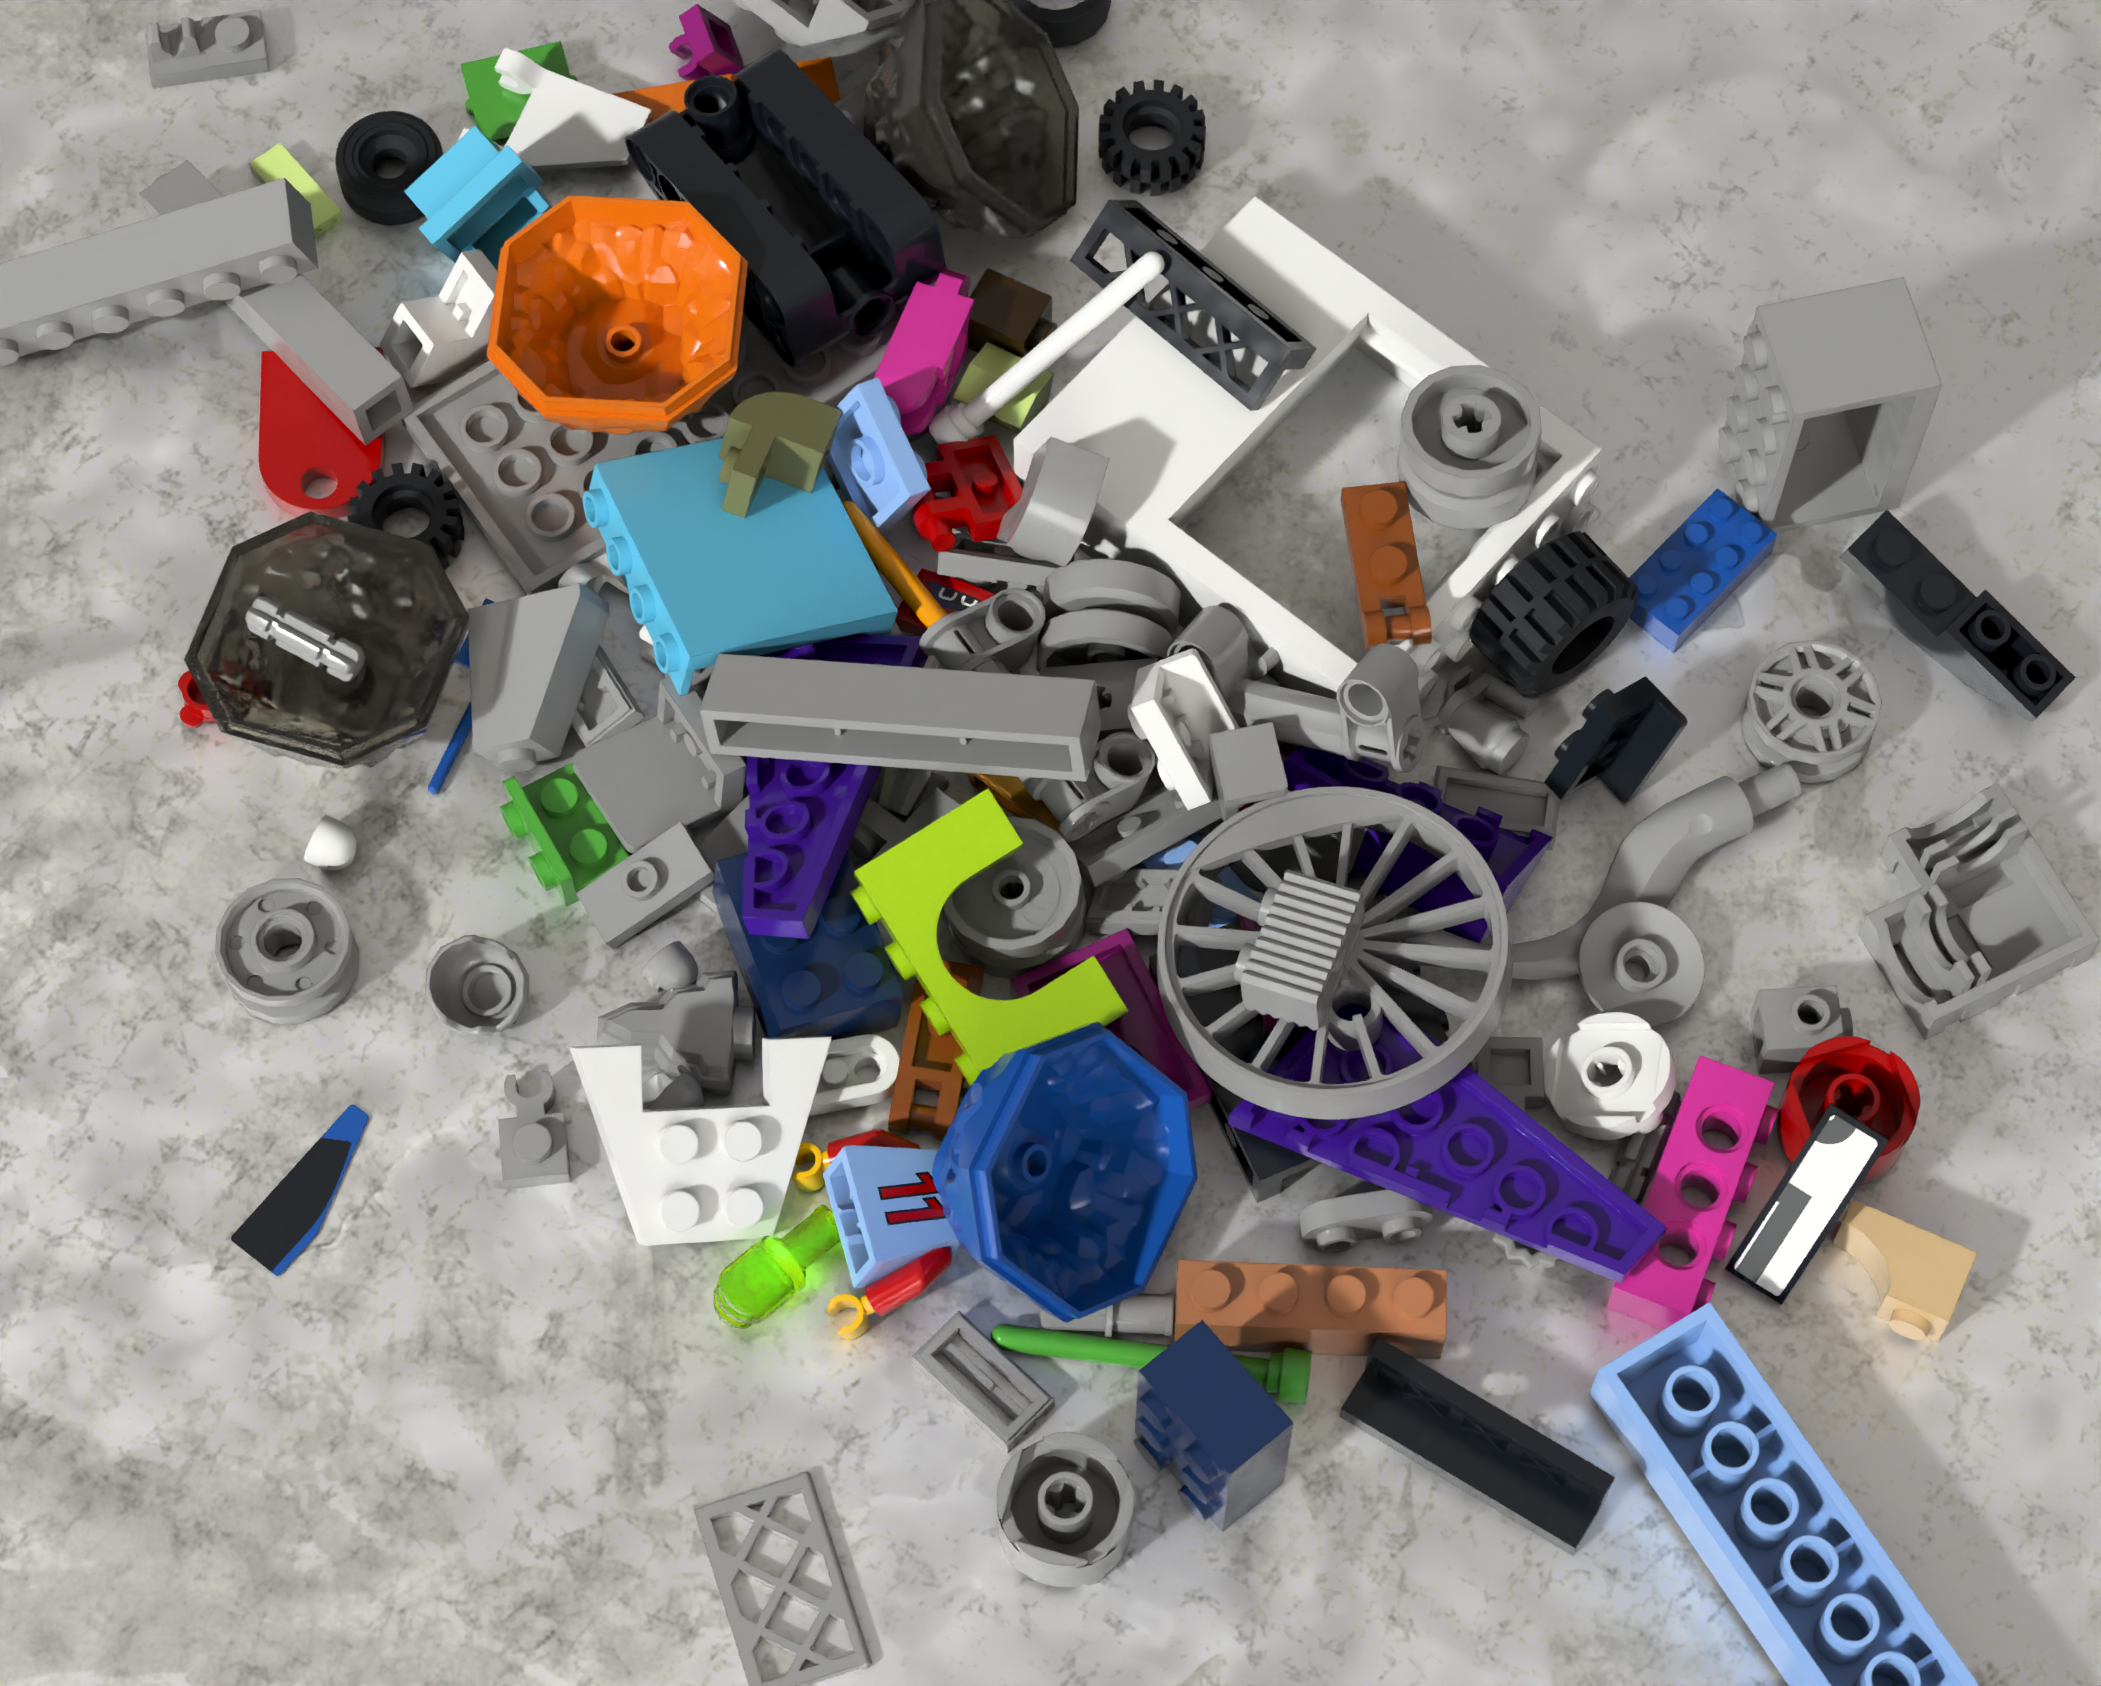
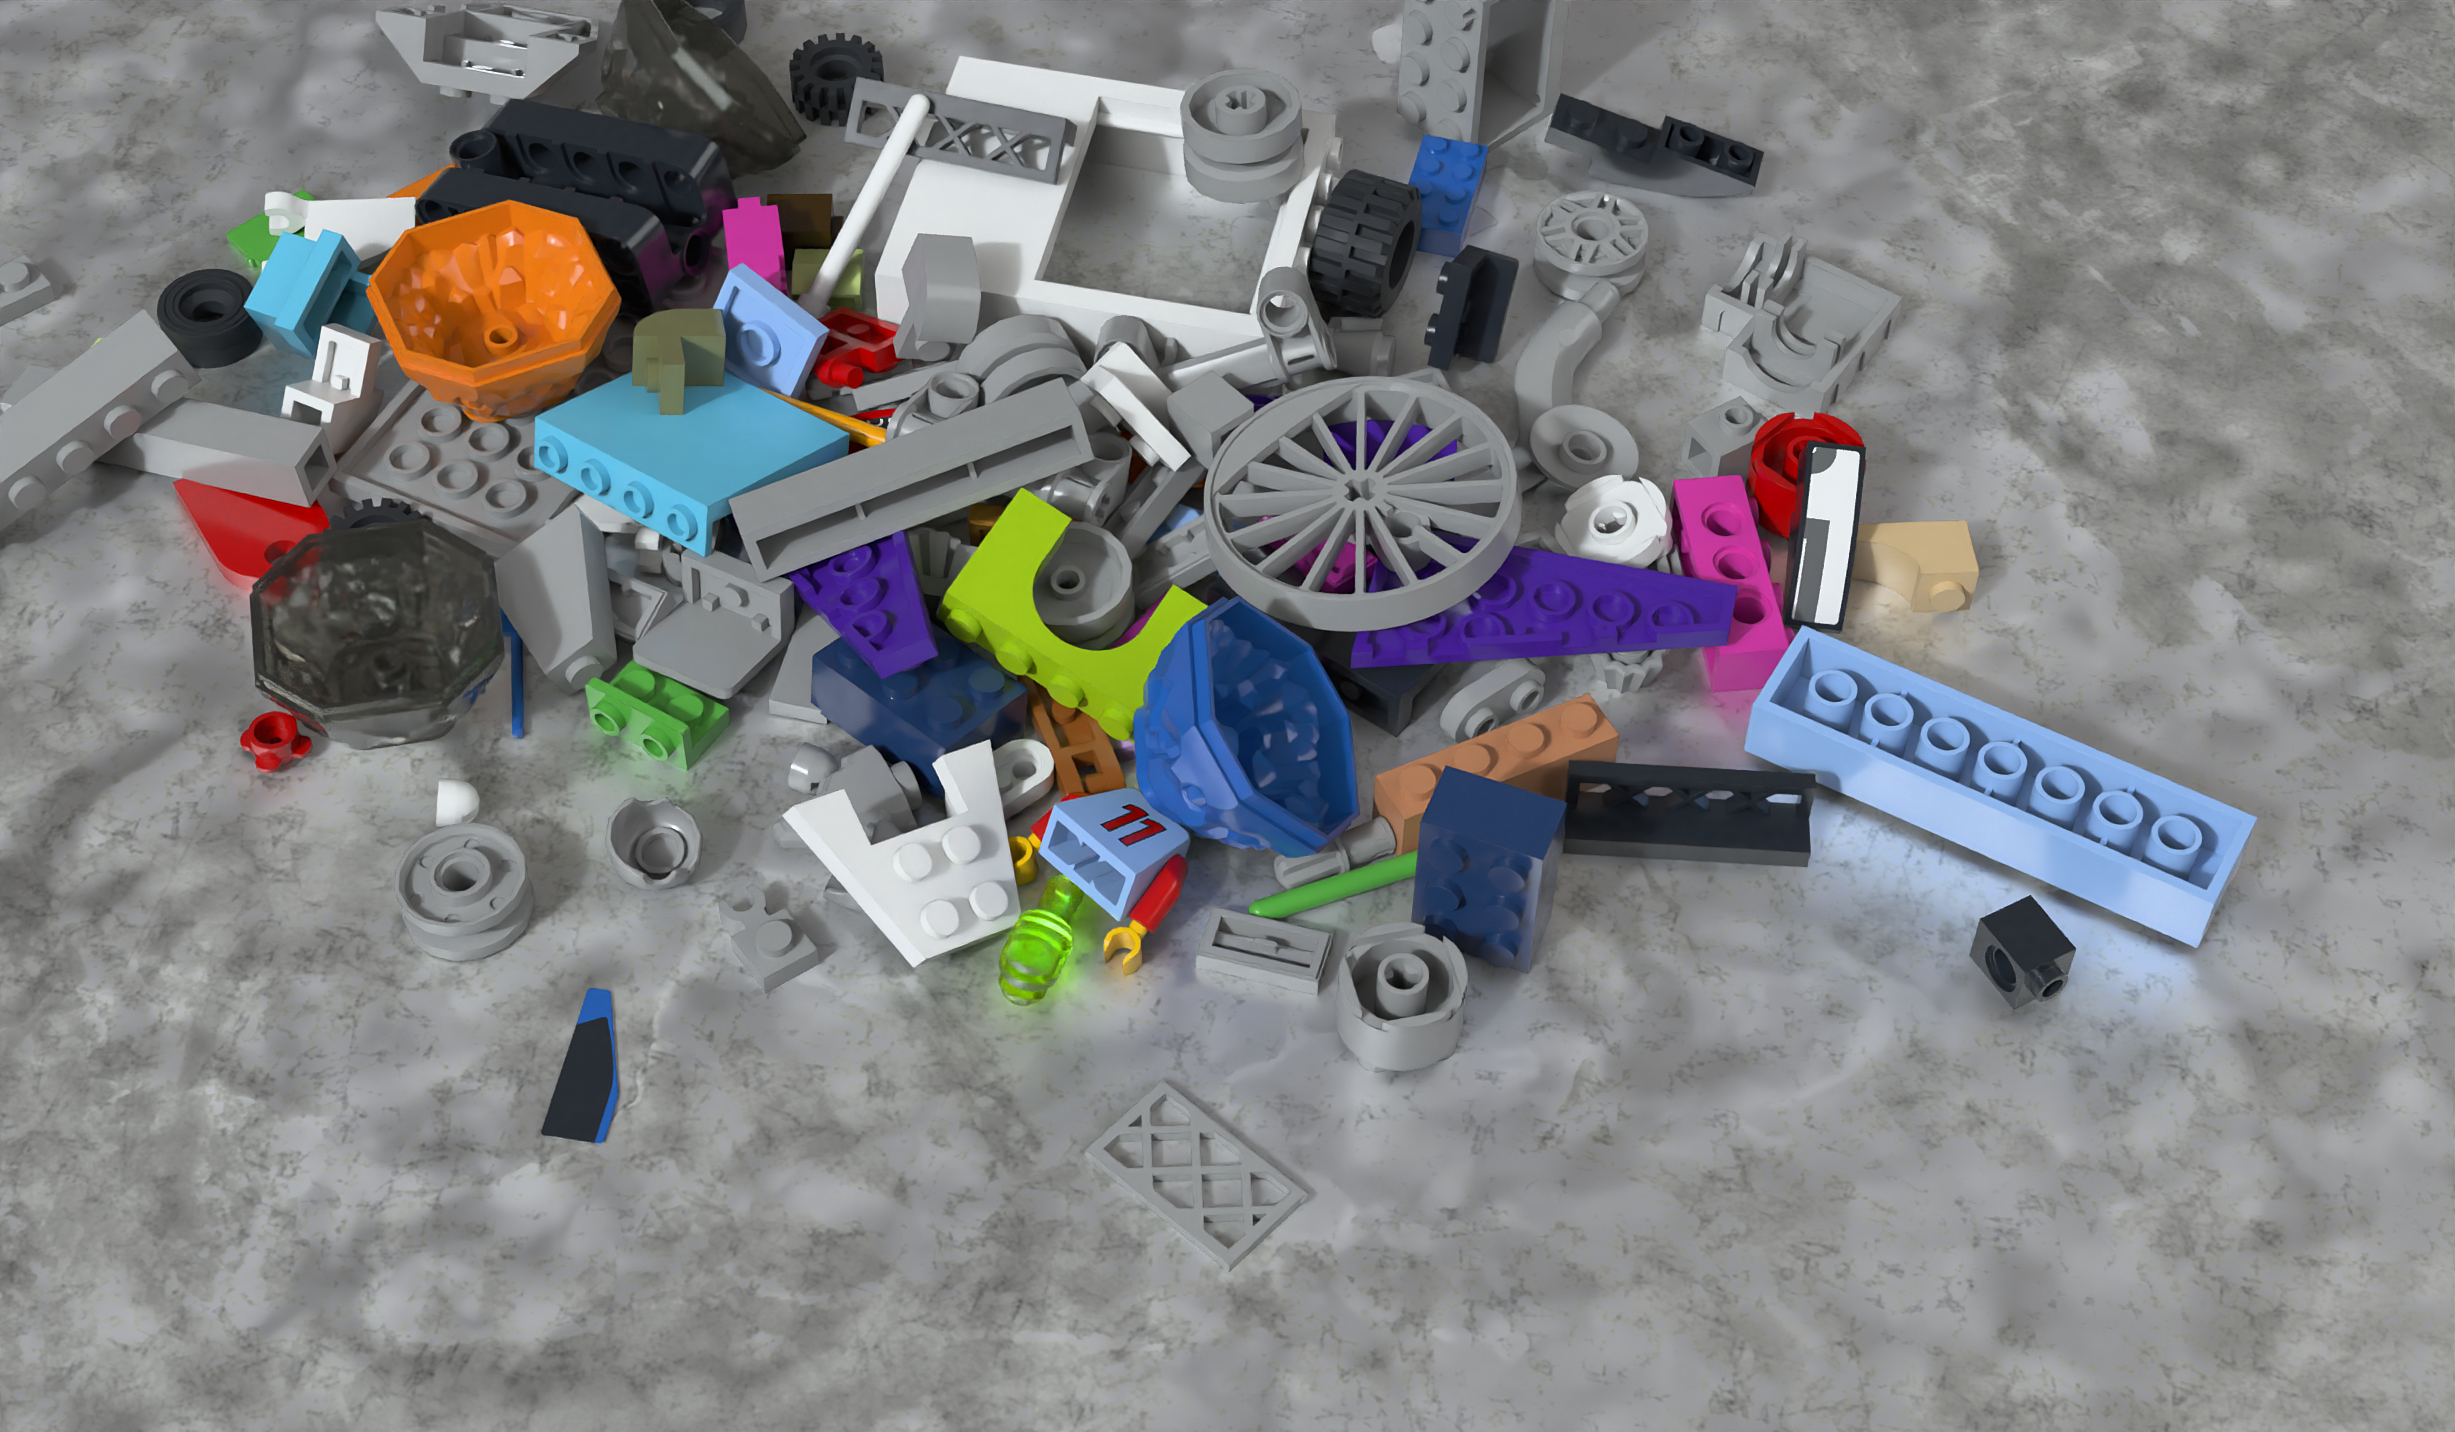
camera: 30 degrees left, 15 degrees down
(305, 638) = (362, 617): light grey axle -> none
(646, 885) = (752, 717): light grey plate -> none
(709, 42) = (432, 144): magenta tile -> none
(1300, 948) = (1347, 492): light grey brick -> none
(1385, 564) = (1223, 238): dark orange plate -> none

